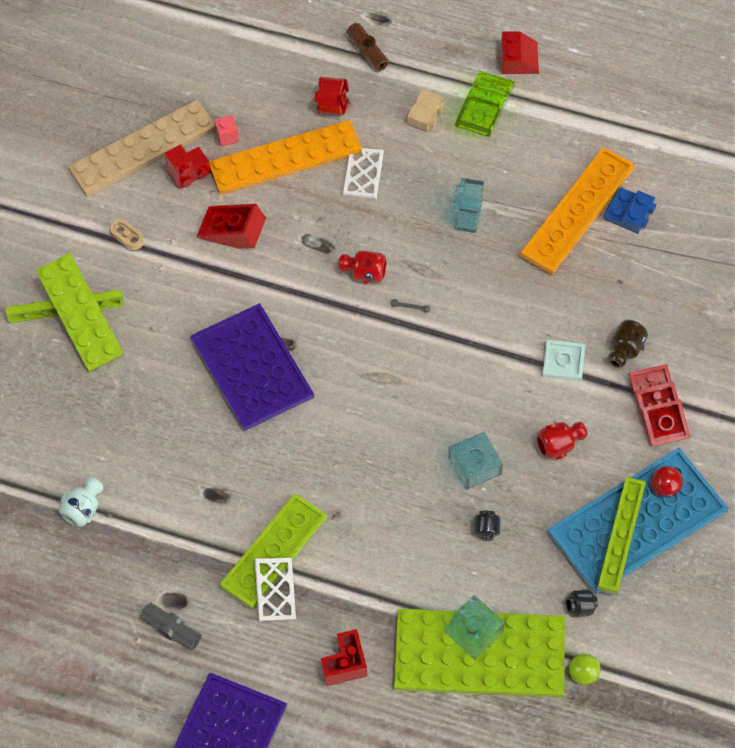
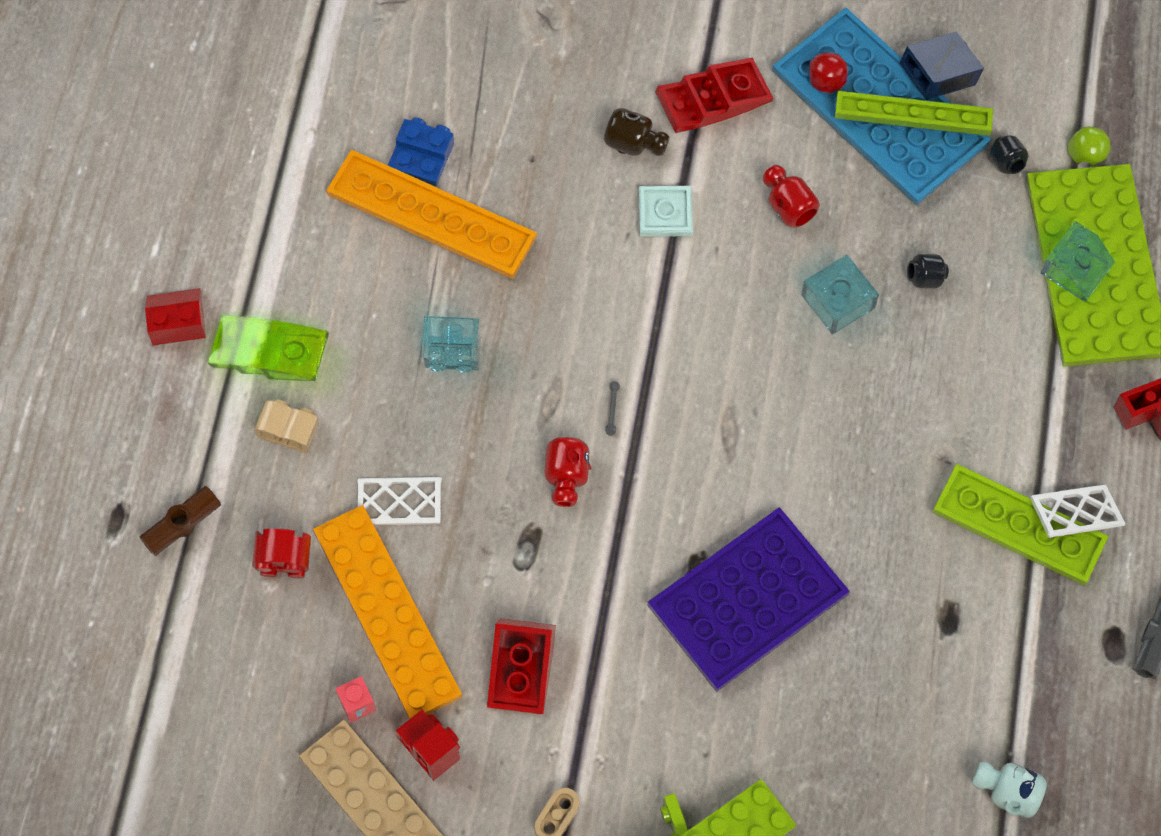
camera: 100 degrees left, 5 degrees up
(665, 565) = (941, 65): none -> brick

